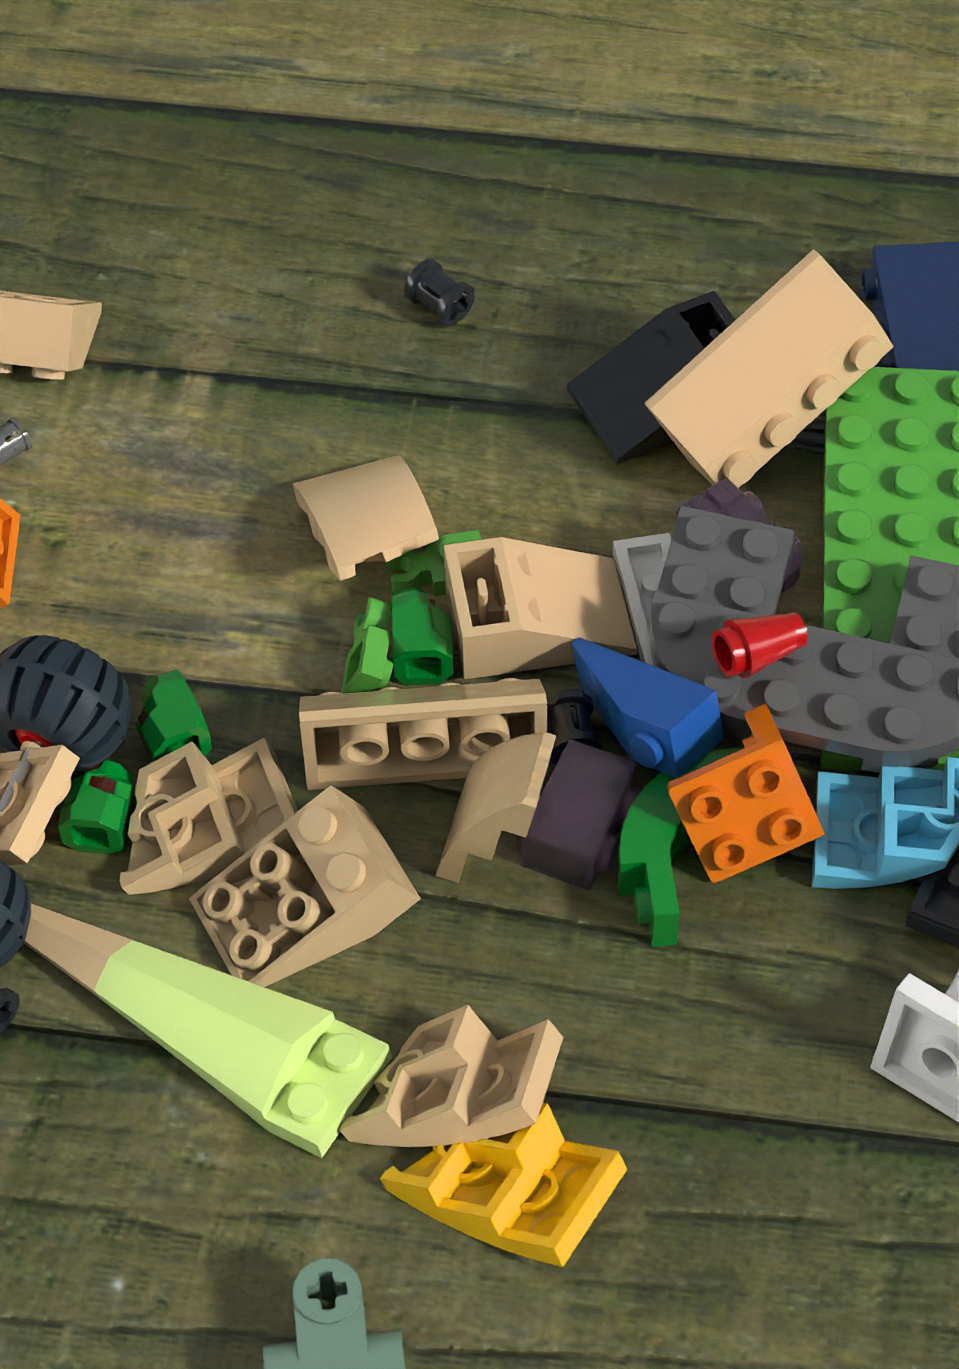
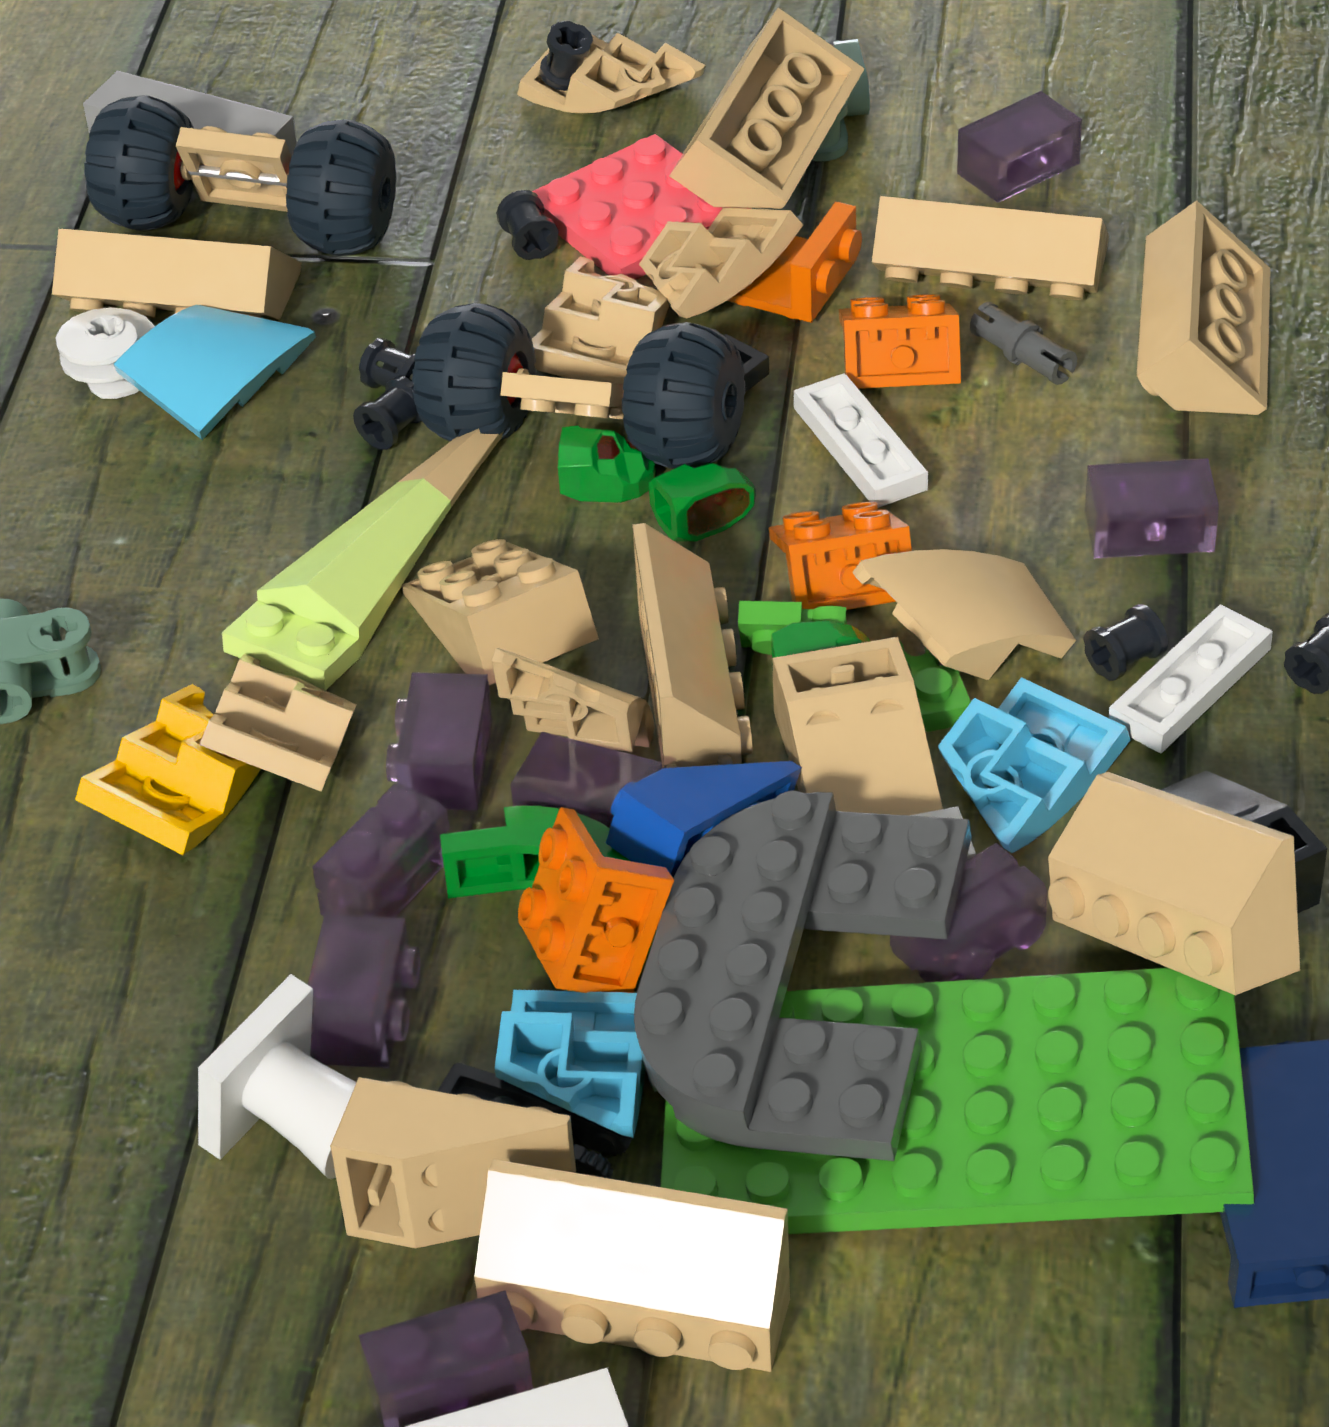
camera: 90 degrees right, 10 degrees down
(101, 590) = (860, 440): none -> white plate
(201, 815) = (589, 531): tan slope -> none
(241, 384) = (1151, 508): none -> clear purple brick
(261, 603) = (828, 550): none -> orange bracket
(412, 418) = (1125, 642): none -> black bush
(459, 381) = (1191, 678): none -> white plate
(497, 934) = (442, 738): none -> clear purple brick
(543, 498) = (1029, 758): none -> medium azure slope
(663, 976) = (383, 856): none -> clear purple brick
(756, 642) = (739, 853): red cone -> none
(820, 996) = (361, 989): none -> clear purple brick

